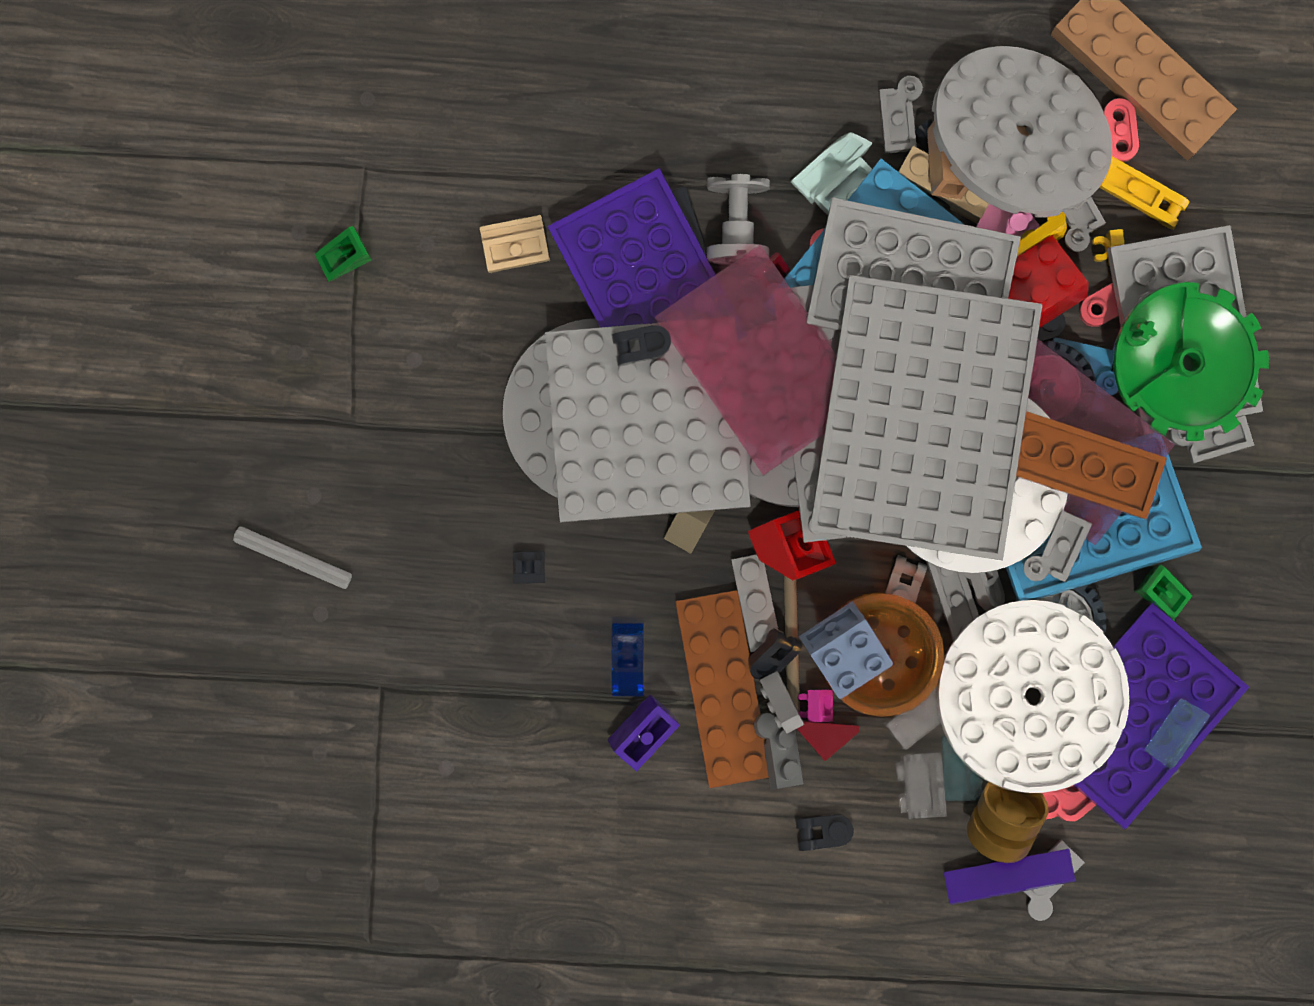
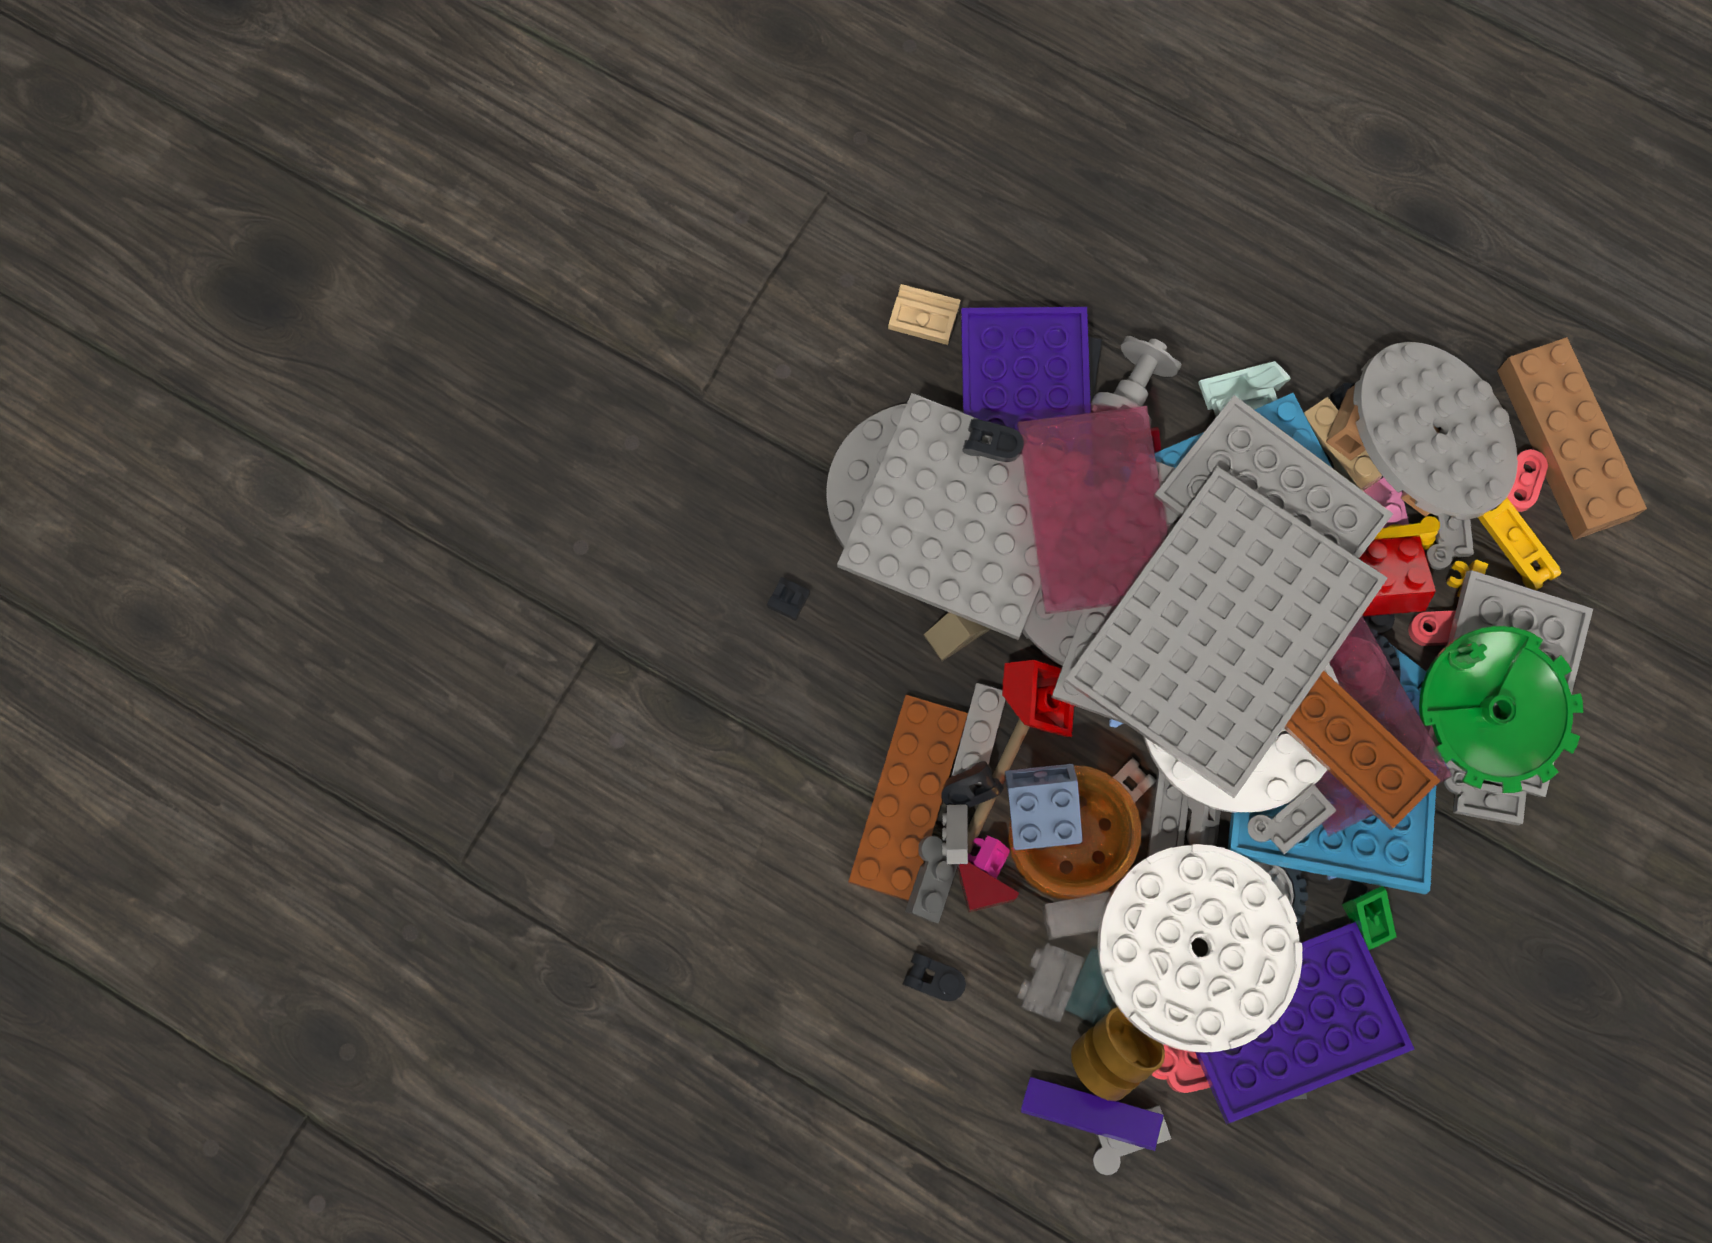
camera: 25 degrees right, 10 degrees down
(292, 557) = (583, 484): light grey axle -> none
(342, 254) = (770, 250): green slope -> none
(627, 659) = (833, 724): clear blue arch -> none
(643, 732) = (813, 796): dark purple brick -> none
(898, 115) = (1325, 370): light grey hinge -> none
(1177, 733) = (1323, 1056): clear light blue slope -> none

